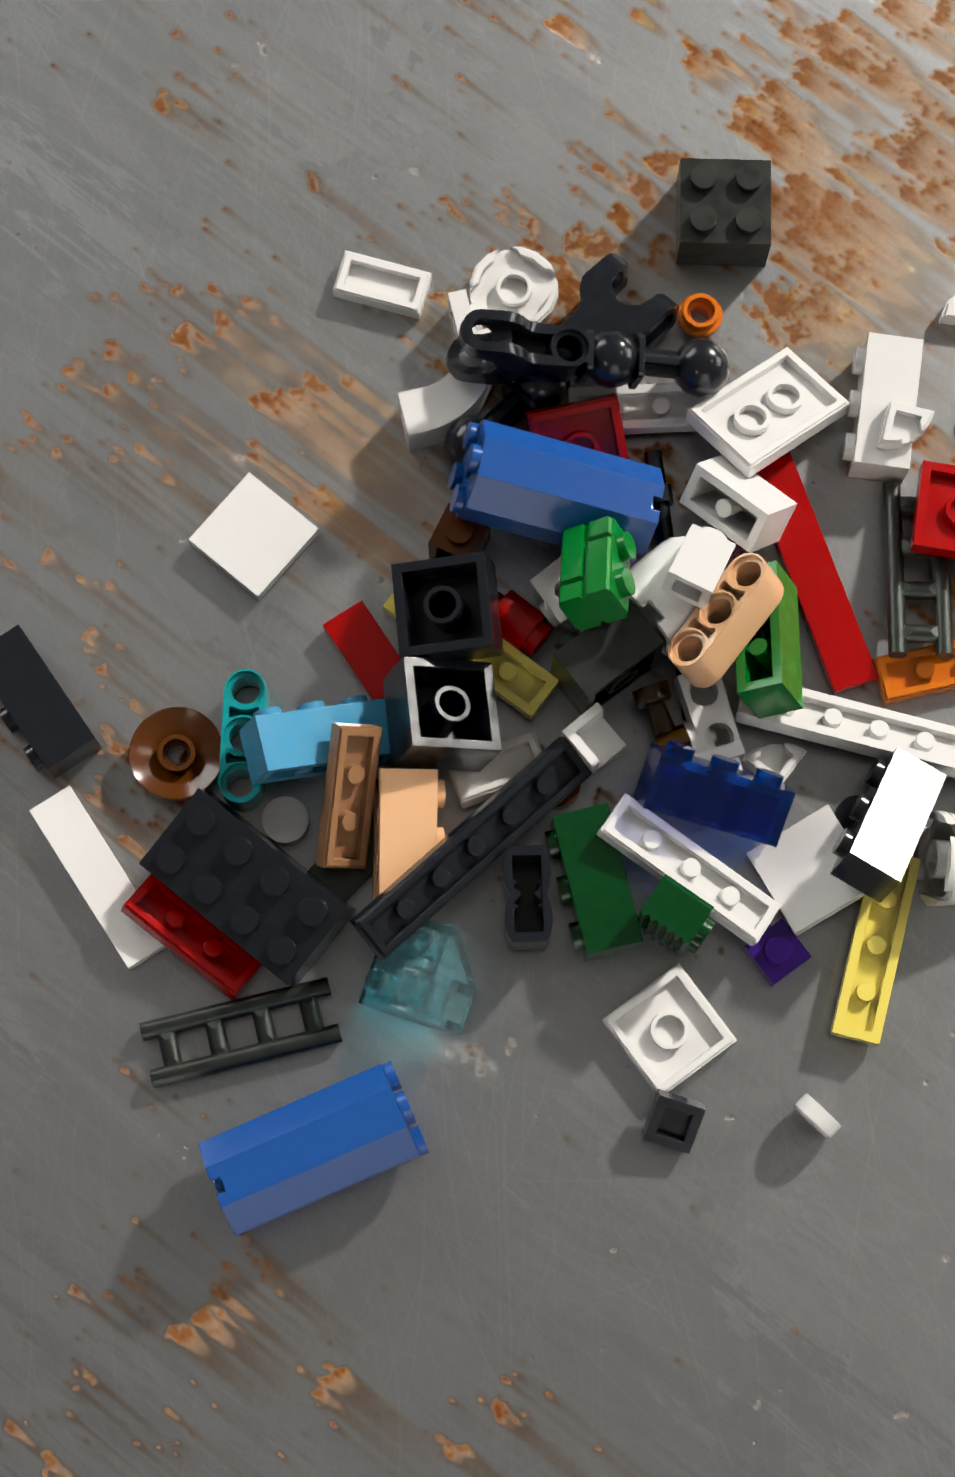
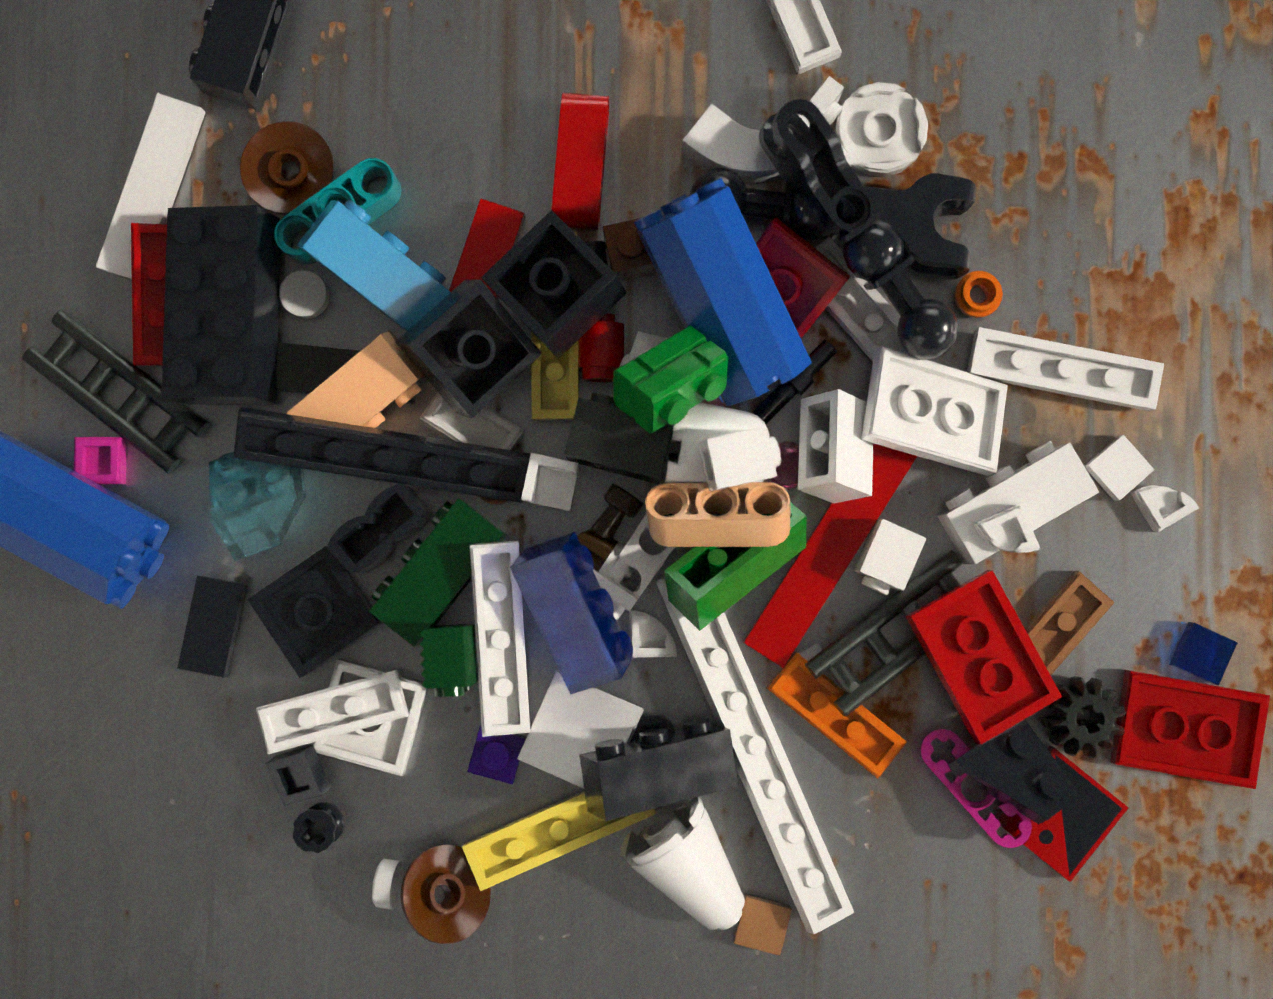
camera: 55 degrees right, 10 degrees up
(254, 536) = (511, 88): white tile -> none
(285, 1085) = (101, 459): none -> dark pink tile
(348, 795) = (346, 326): medium nougat tile -> none
(355, 525) = (580, 159): none -> red beam
(495, 1101) = (212, 626): none -> black tile
(550, 1006) = (314, 611): none -> black plate
(643, 1052) = (332, 711): none -> white tile
(719, 1147) = (324, 839): none -> black bush
(723, 212) = (1083, 243): pearl dark grey brick -> none
(808, 296) = (1065, 369): none -> white plate
(852, 531) = (888, 557): none -> white brick
(861, 1075) = (463, 902): none -> reddish brown dish
(915, 314) = (1119, 468): none -> white tile

